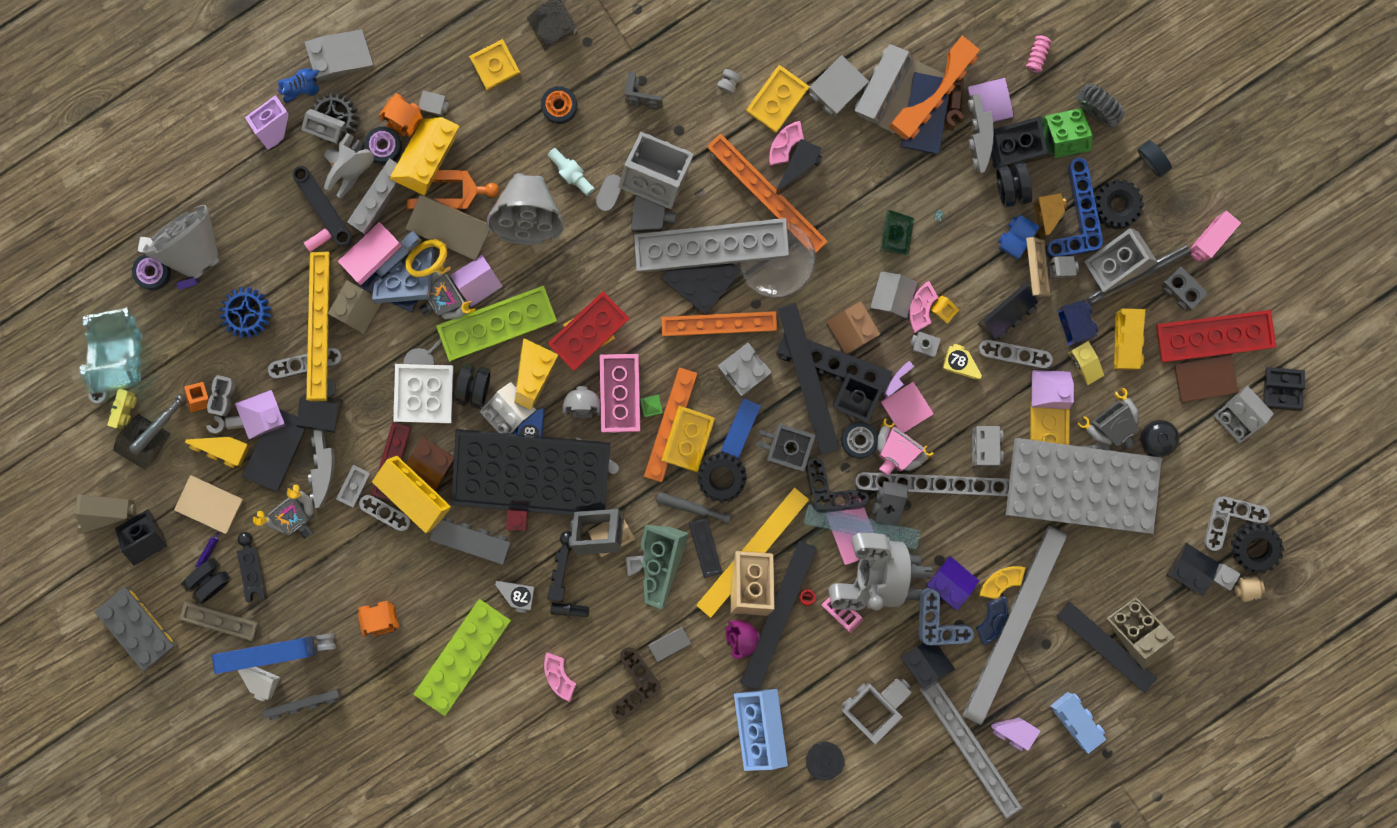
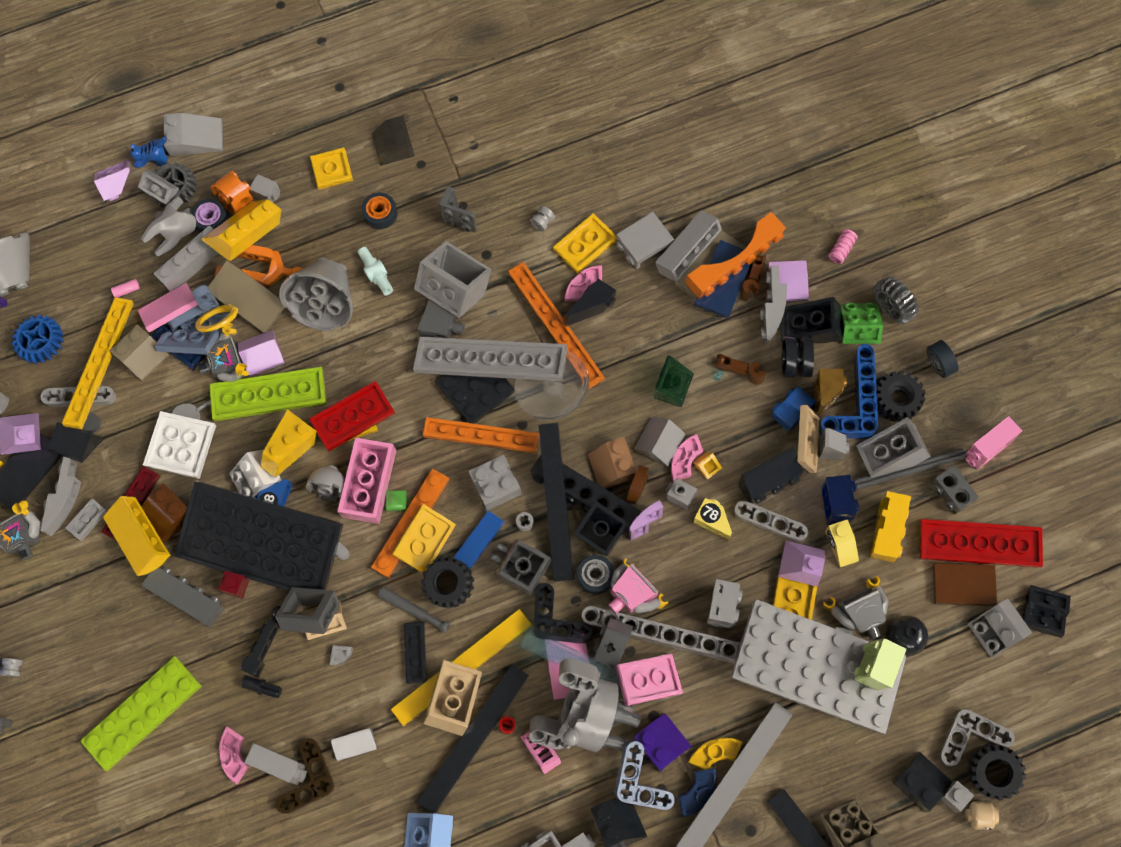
camera: 20 degrees right, 15 degrees down
(322, 206) = (138, 259): black piece -> none
(375, 501) = (100, 550): light grey beam -> none
(378, 619) = (66, 654): orange brick -> none
(472, 386) = (226, 444): black wheel -> none
(517, 595) = (213, 660): light grey slope -> none
(605, 678) = (276, 764): none -> light grey window
(608, 193) = (405, 297): light grey tile -> none
(661, 558) = (369, 650): sand green wedge -> none
(742, 638) = (429, 753): magenta cylinder -> none
(775, 404) = (518, 522): none -> light grey bush
(883, 346) = (638, 484): none -> reddish brown piece
(907, 407) = (650, 552): bright pink tile -> none
(929, 529) = (648, 679): none -> bright pink tile
(958, 204) = (741, 368): none -> reddish brown piece
(1140, 475) = (880, 664): none -> yellowish green container

